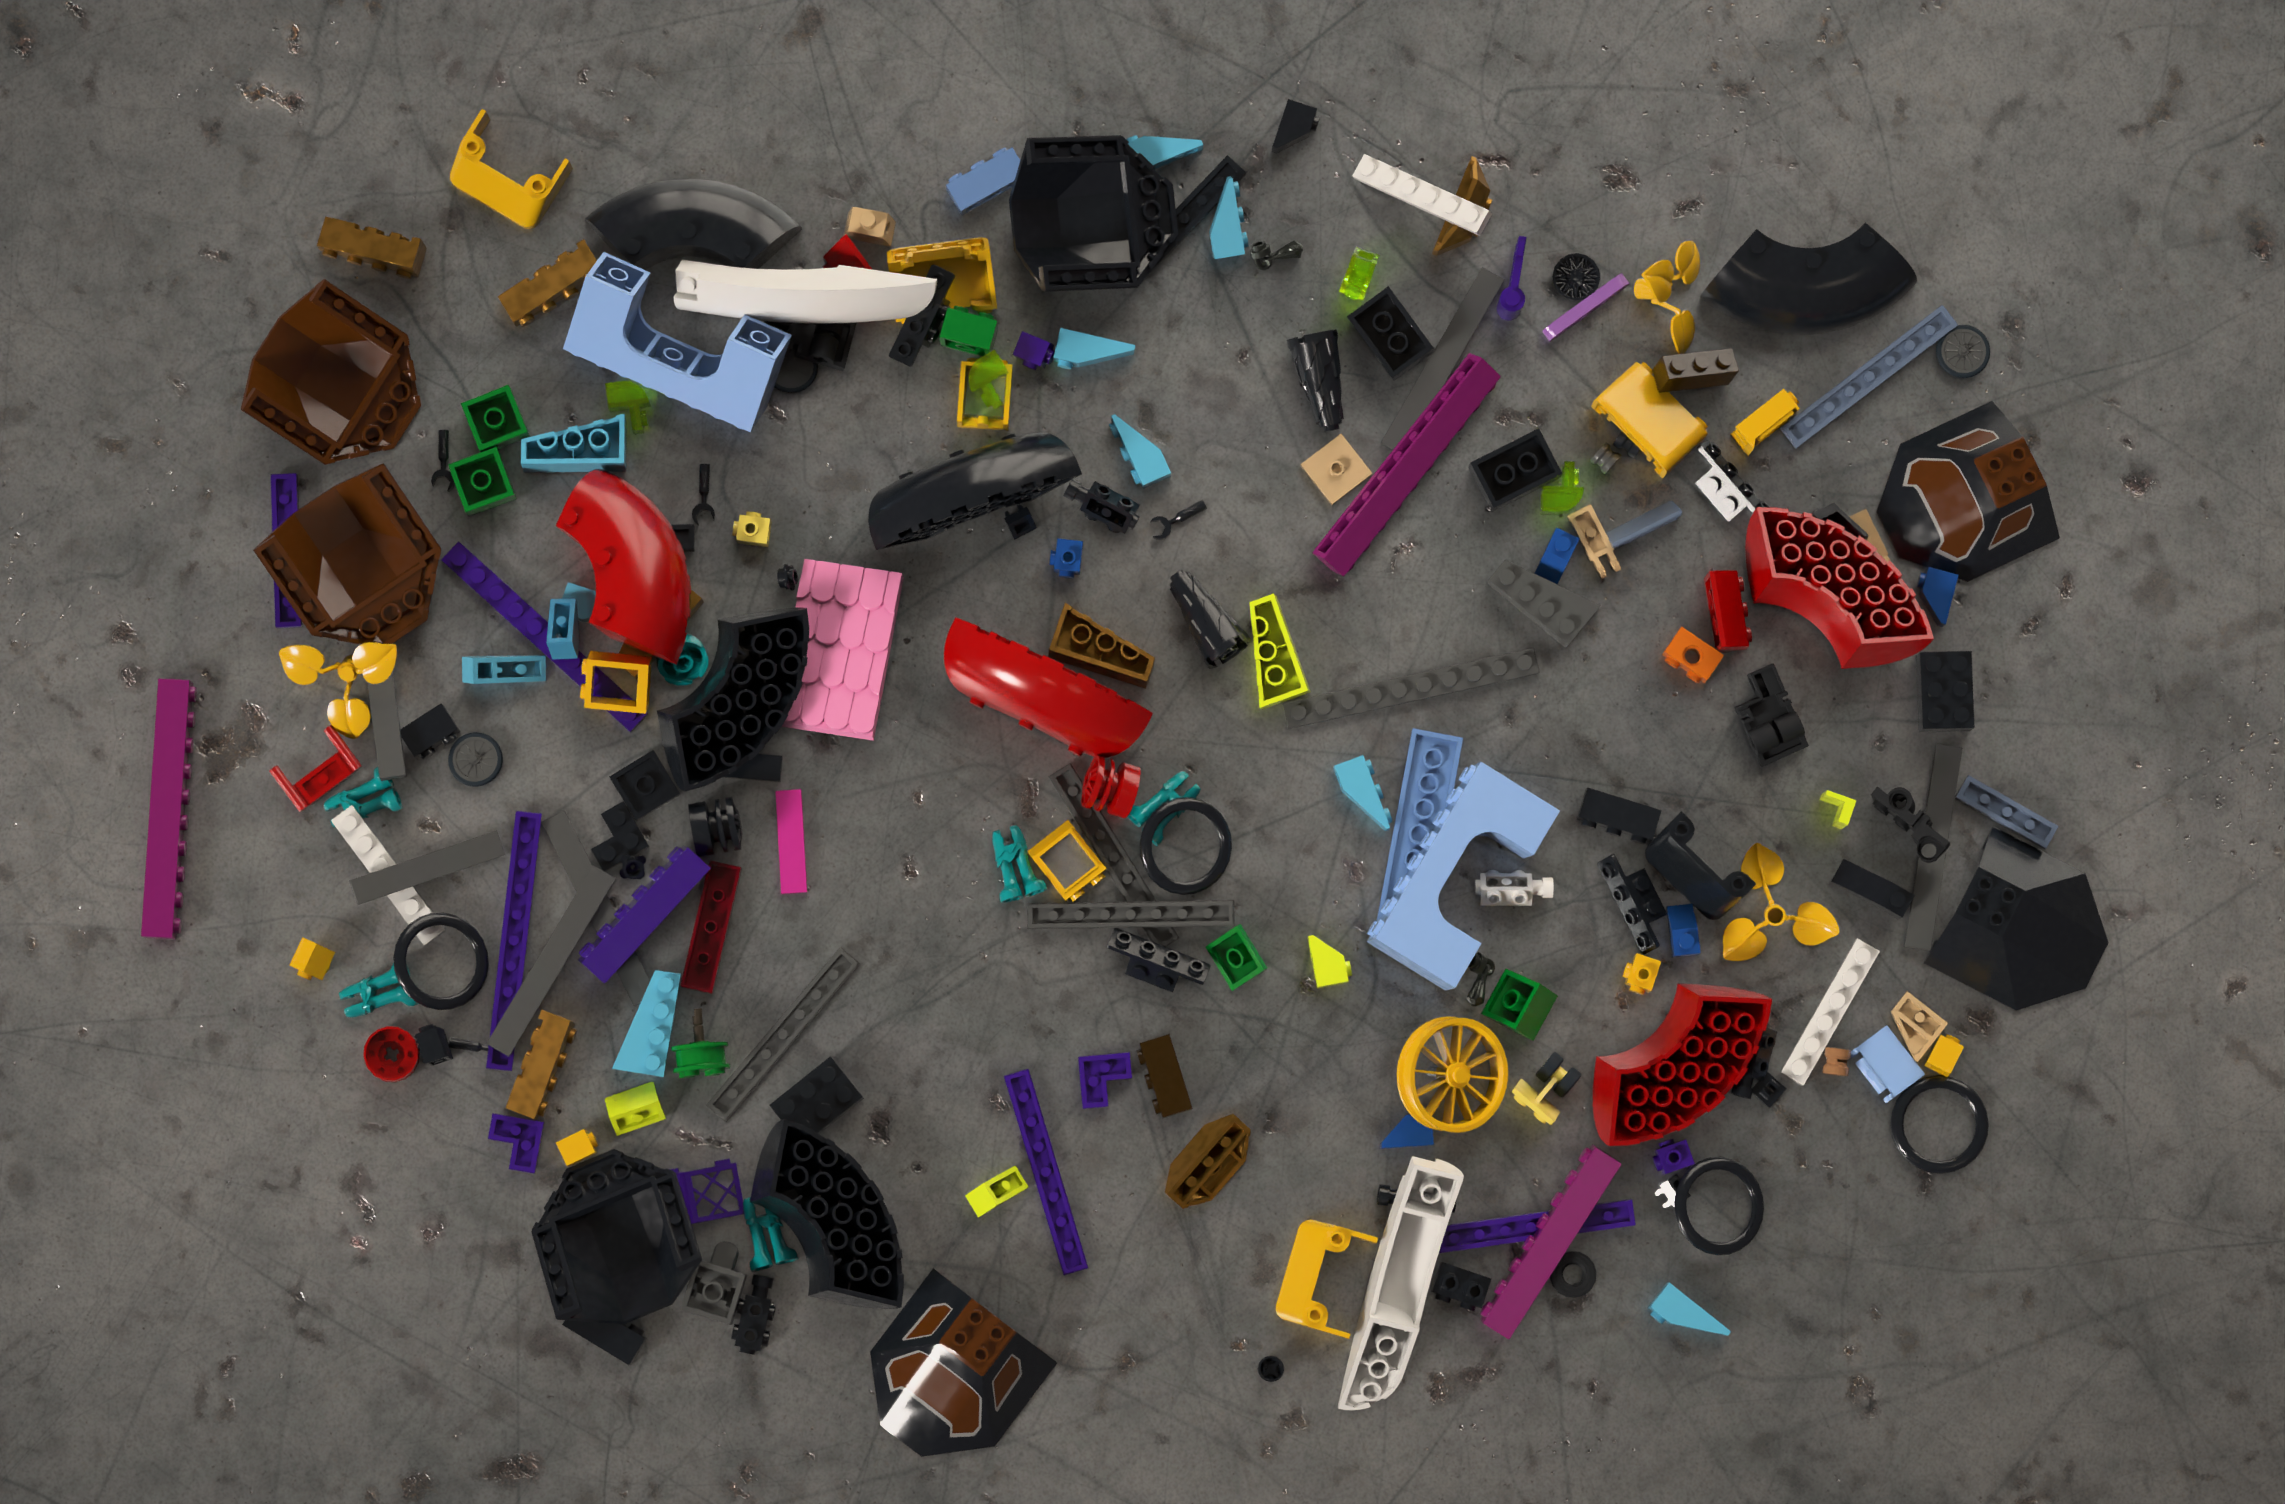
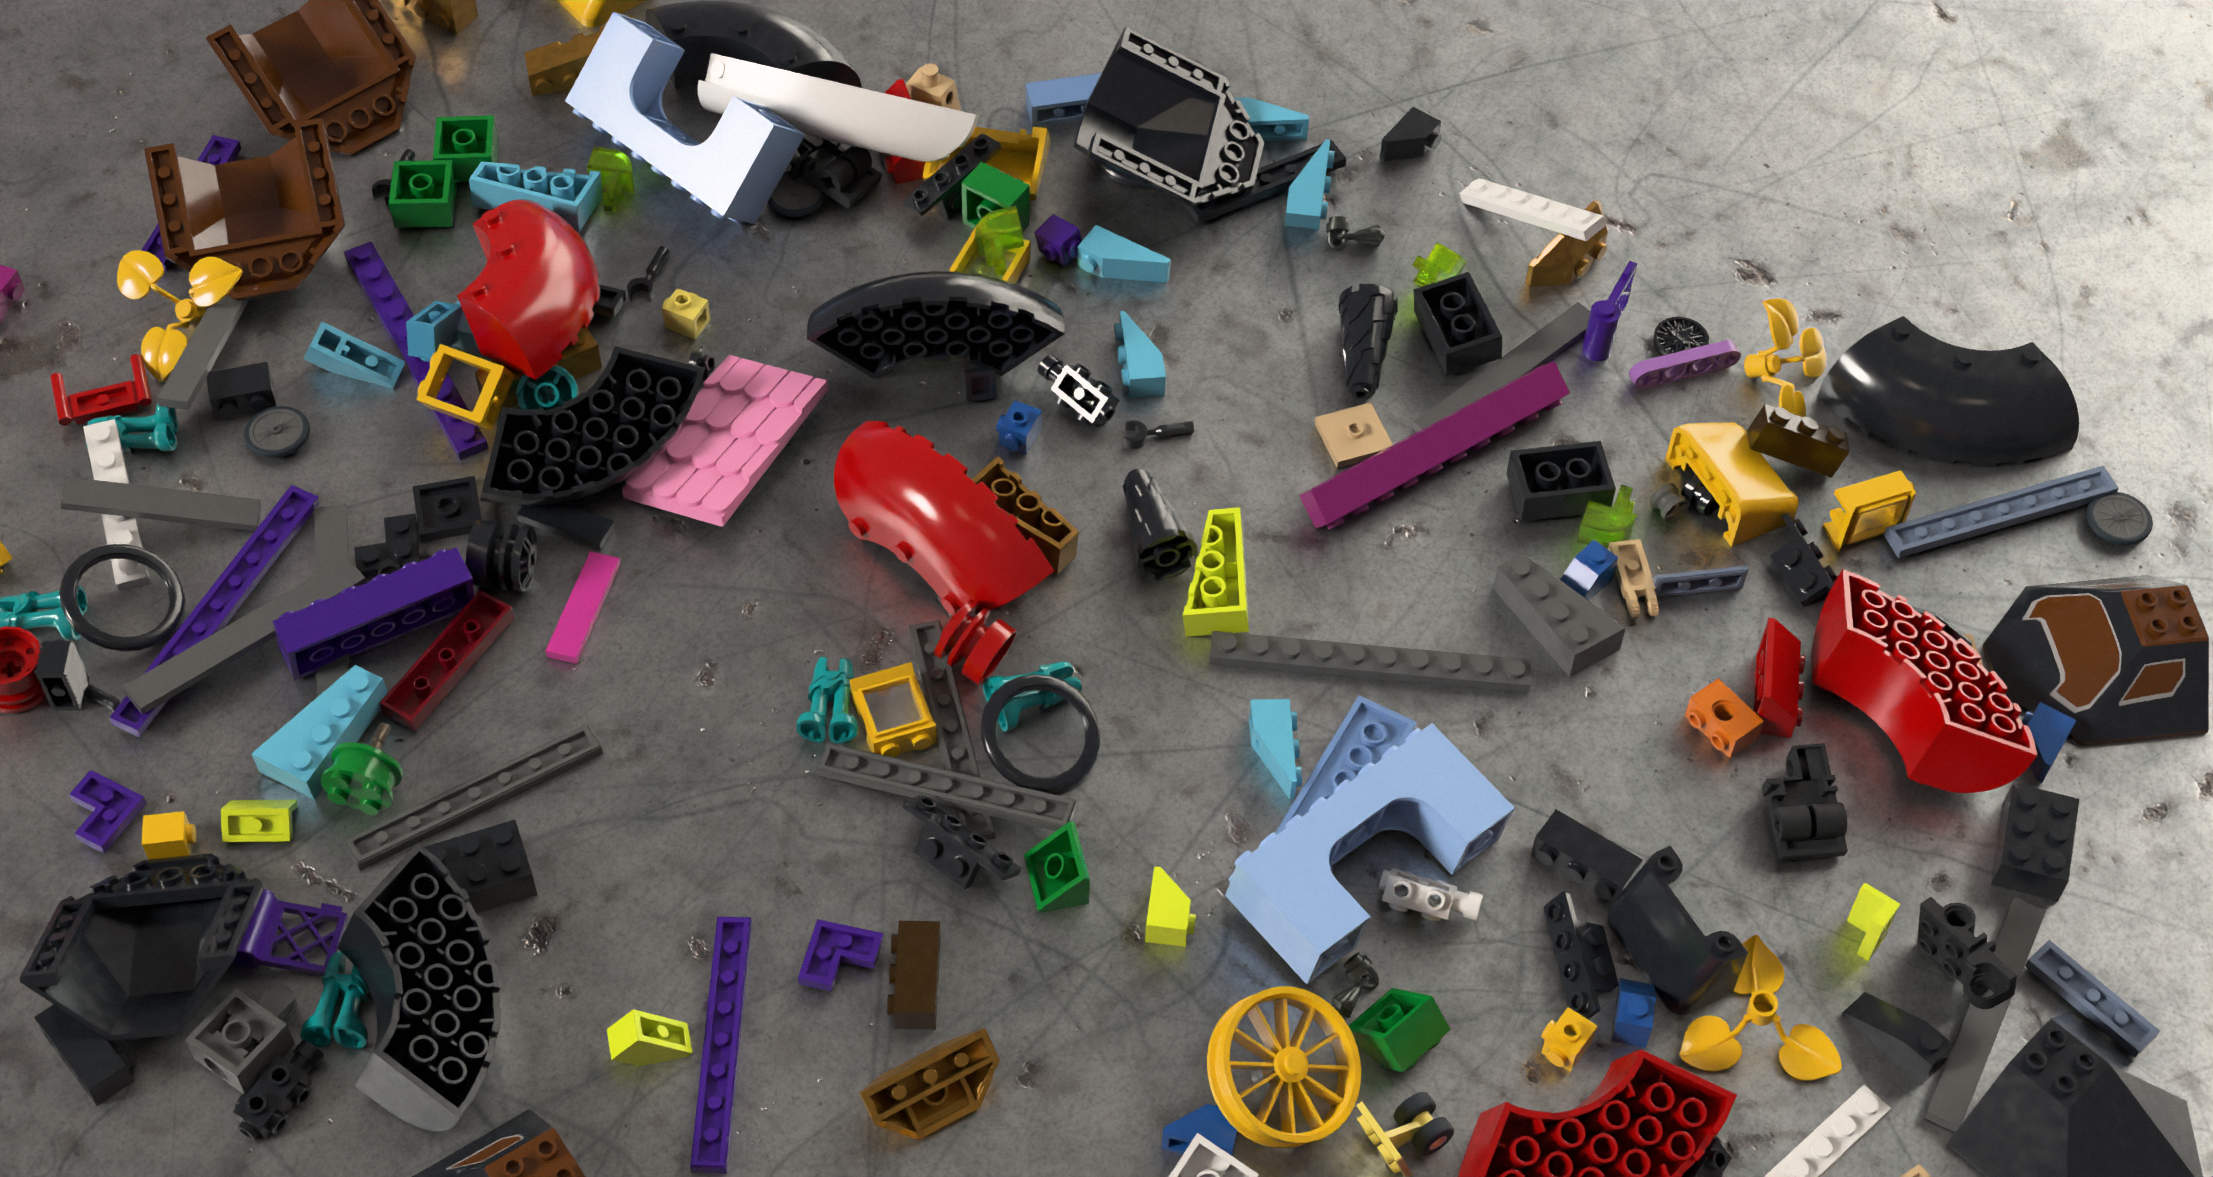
camera: 20 degrees right, 30 degrees down
(541, 1065) = (176, 732): pearl gold wedge -> none

